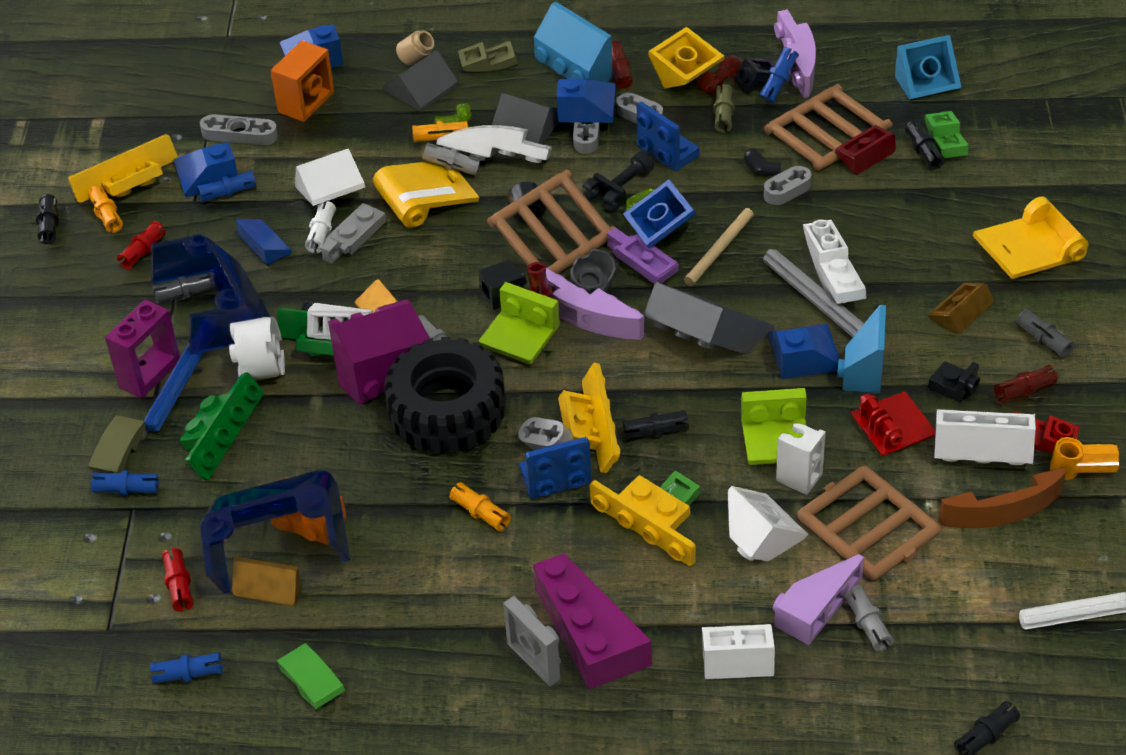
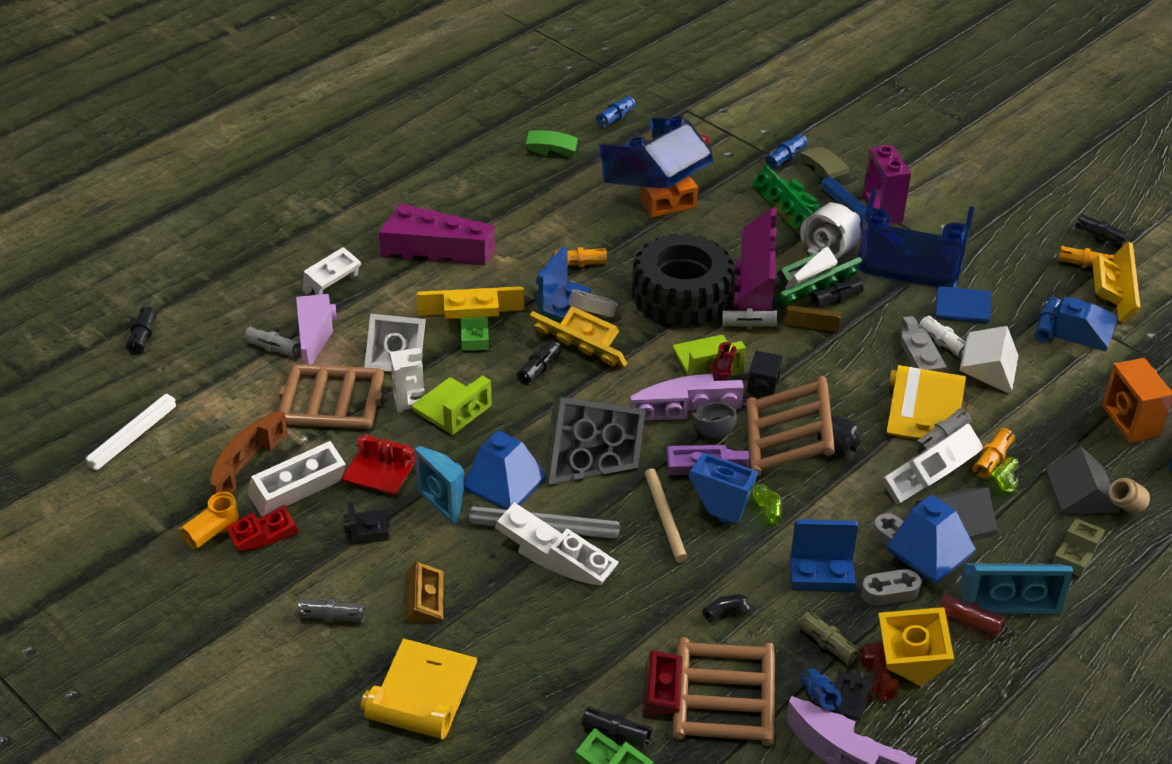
camera: 130 degrees right, 5 degrees down
(141, 245) = (1020, 253): red pin -> none
(256, 130) = (1126, 352): light grey beam -> none
(532, 640) = (448, 196): light grey plate -> none
(614, 193) = (806, 498): black bar -> none
(787, 185) = (686, 603): light grey beam -> none
(1025, 383) = (307, 555): clear red pin -> none

